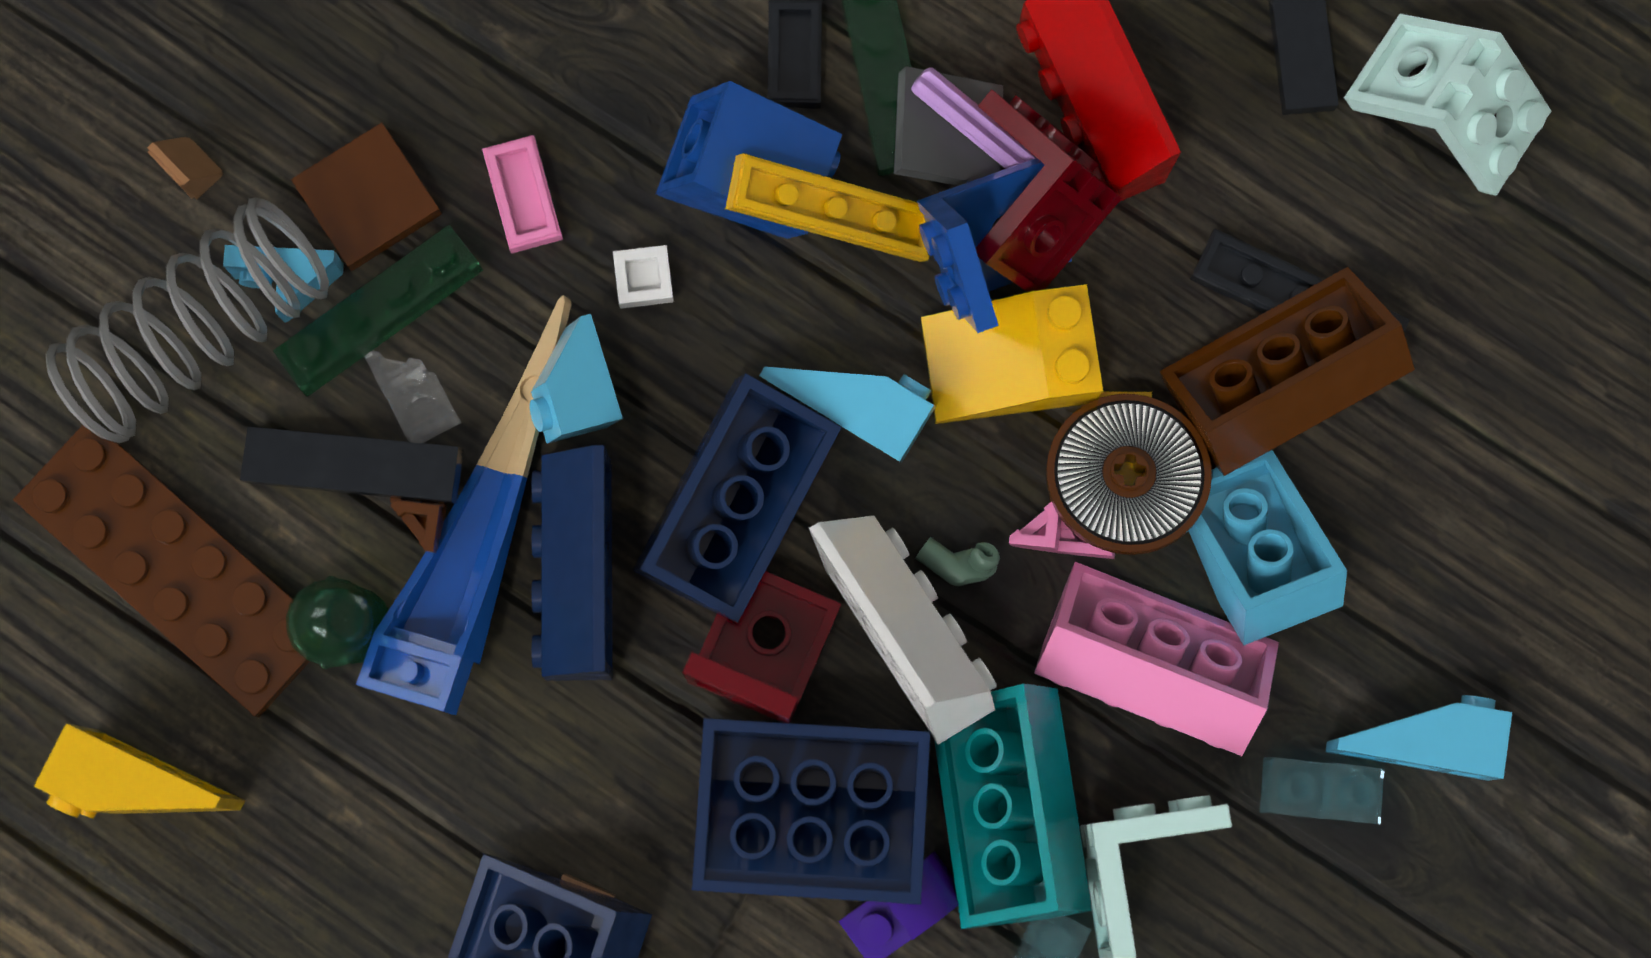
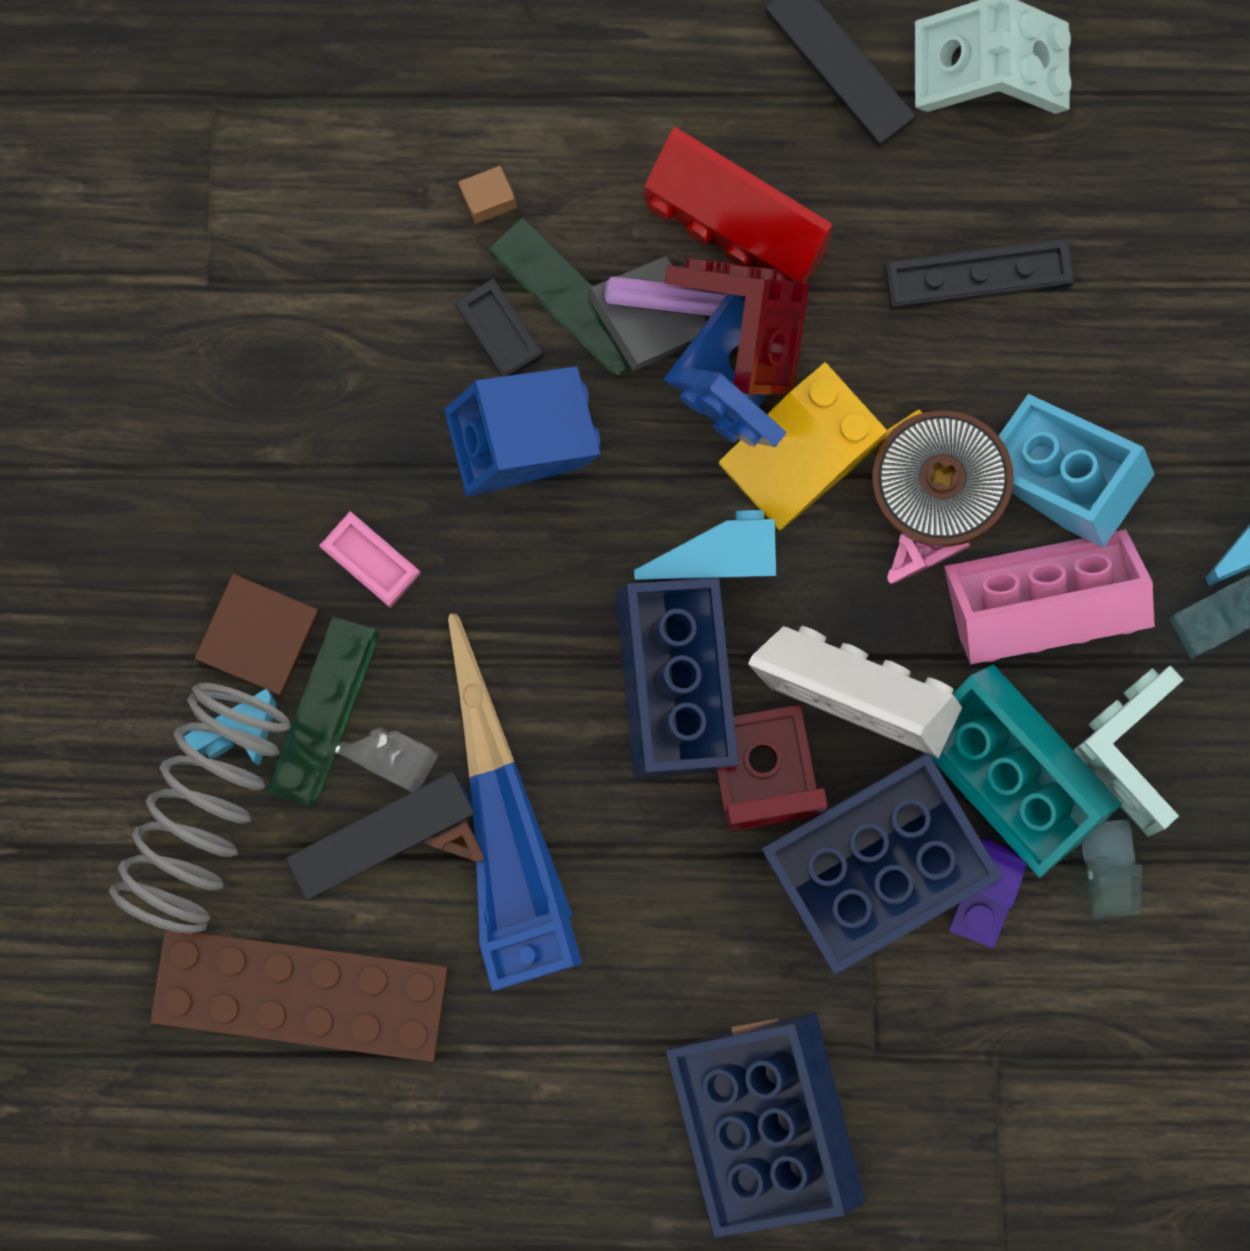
camera: 25 degrees left, 0 degrees up
(104, 775) = (364, 1172): yellow slope -> none
(186, 164) = (109, 698): medium nougat slope -> none
(333, 621) = (445, 956): clear green hat -> none
(574, 386) = (504, 672): medium azure slope -> none
(575, 565) = (594, 802): dark blue slope -> none
(643, 276) = (500, 562): white plate -> none
(826, 207) = (603, 426): yellow tile -> none
(960, 567) = (867, 622): sand green arm -> none
(1289, 369) = (1006, 330): reddish brown slope -> none

